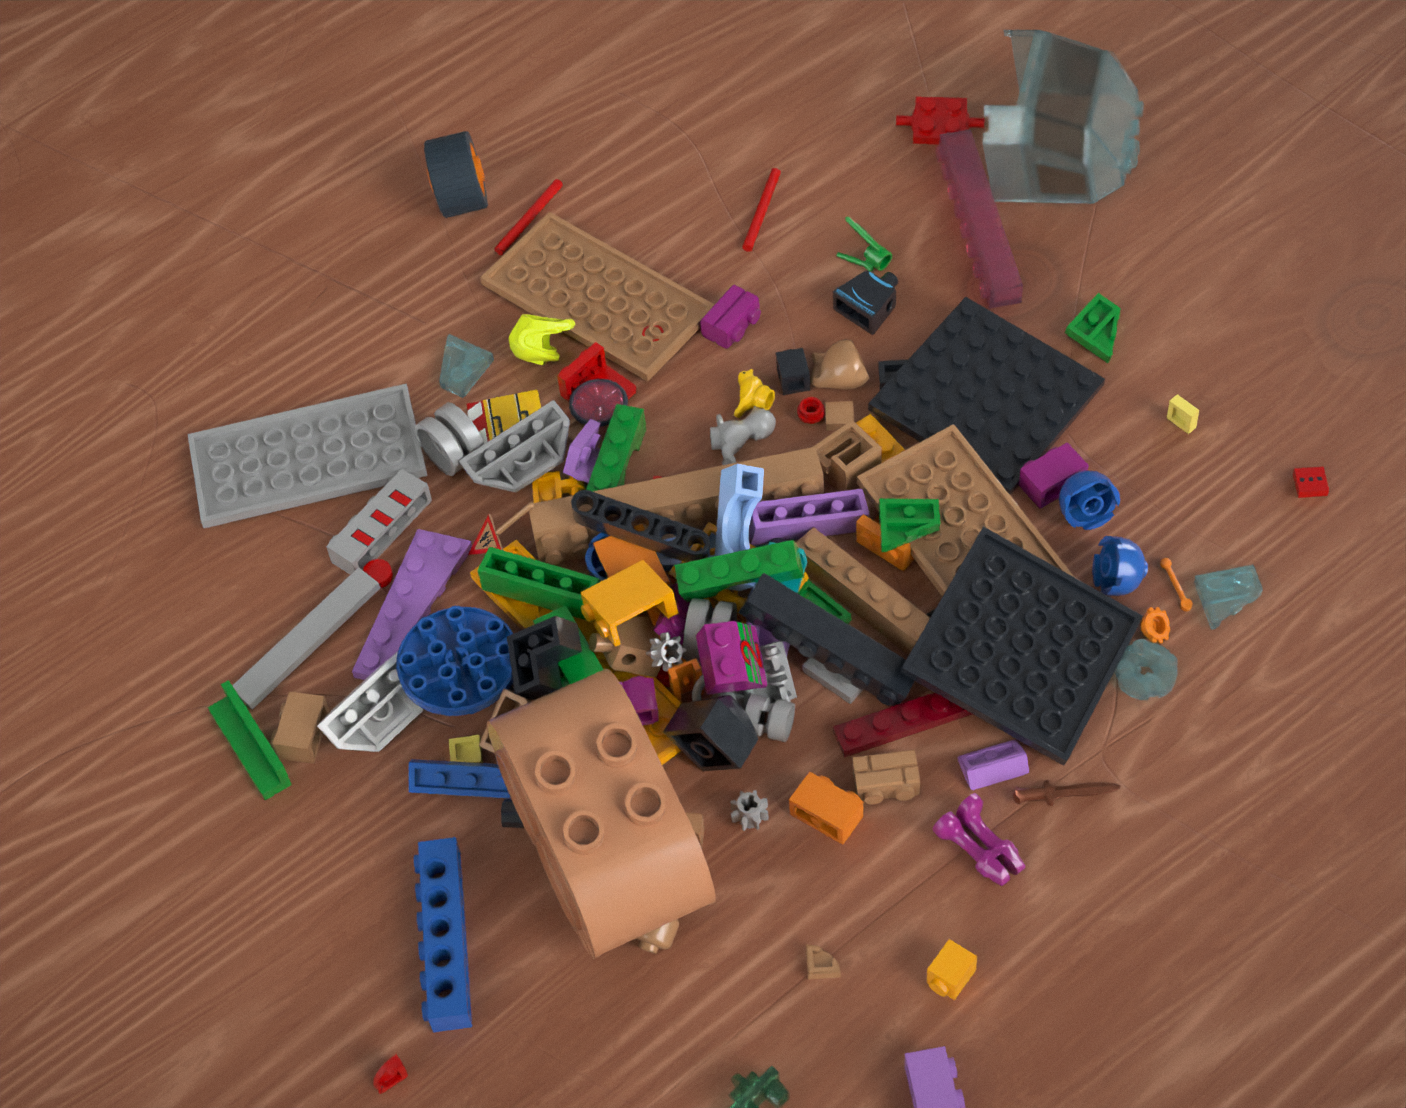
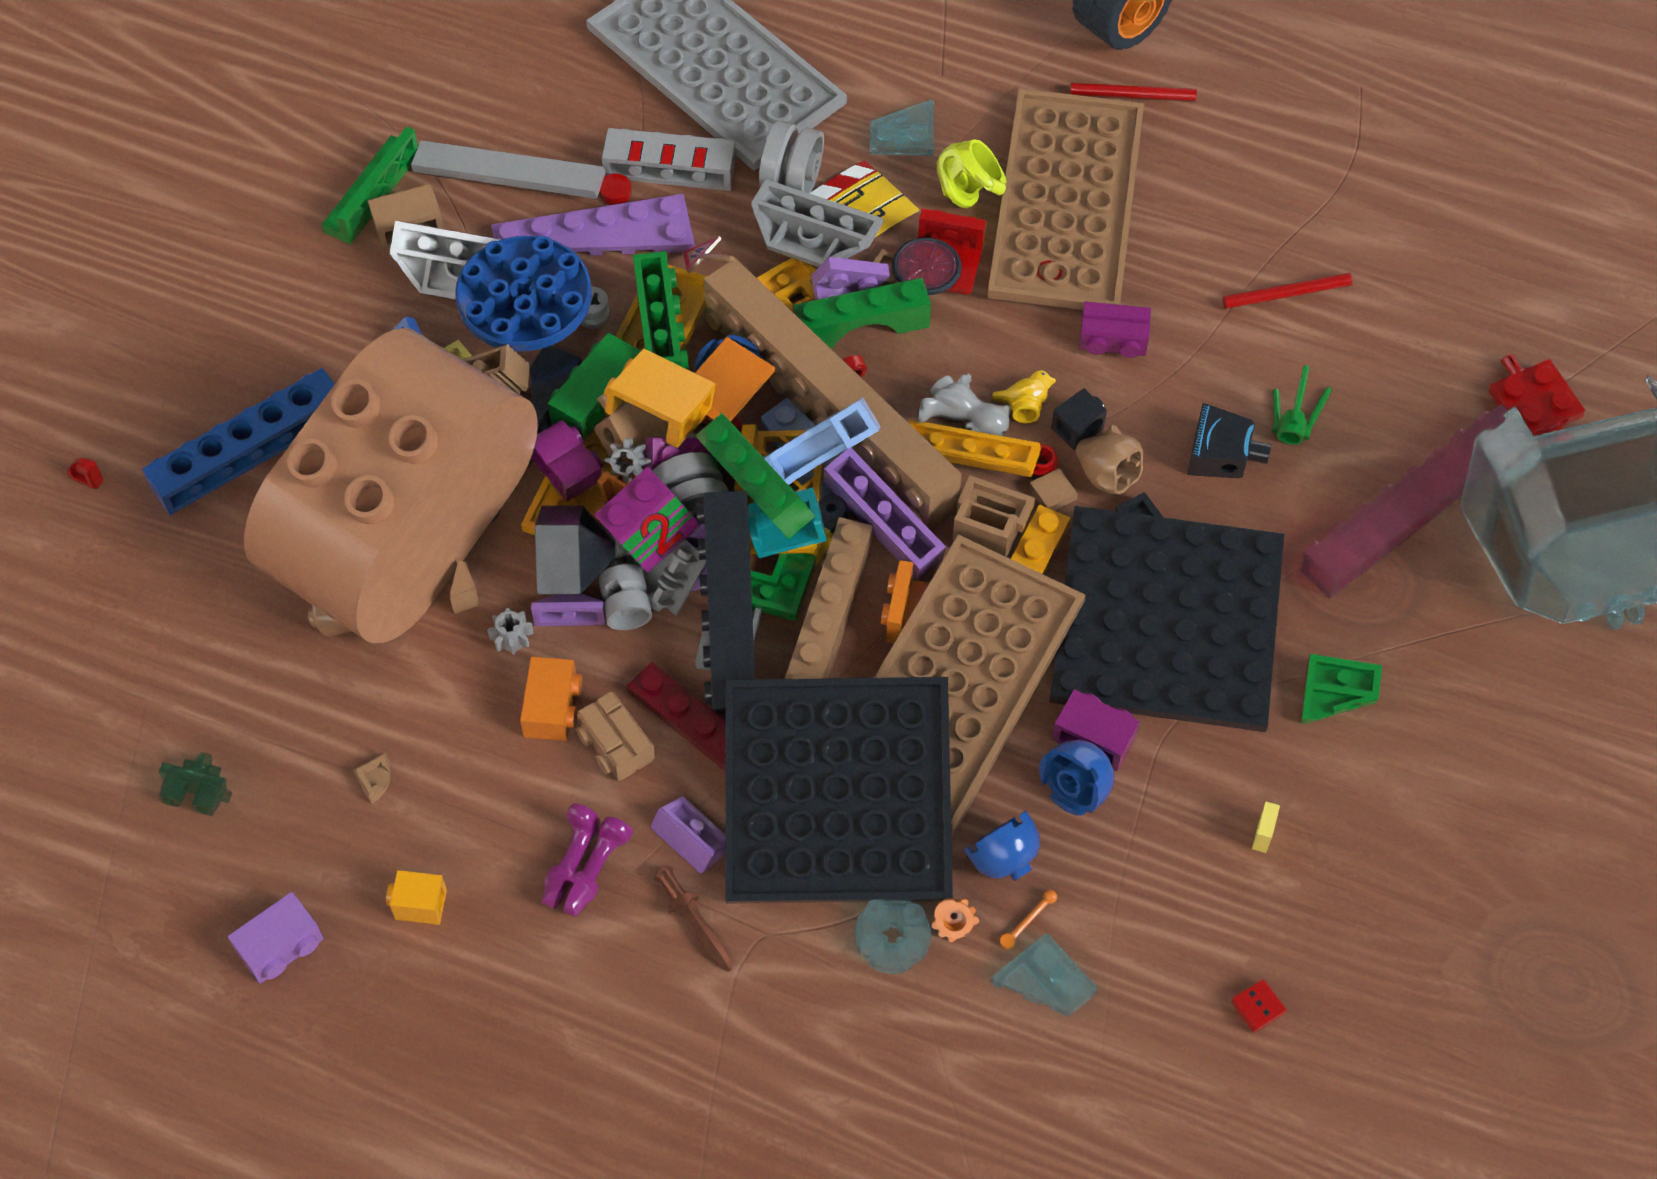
camera: 55 degrees right, 5 degrees up
(536, 655) = (555, 352): black brick -> none
(632, 516) = (763, 377): black beam -> none
(756, 762) = (568, 610): none -> medium lavender slope
(788, 432) = (981, 448): none -> light orange tile
(906, 520) = (923, 604): green wing -> none

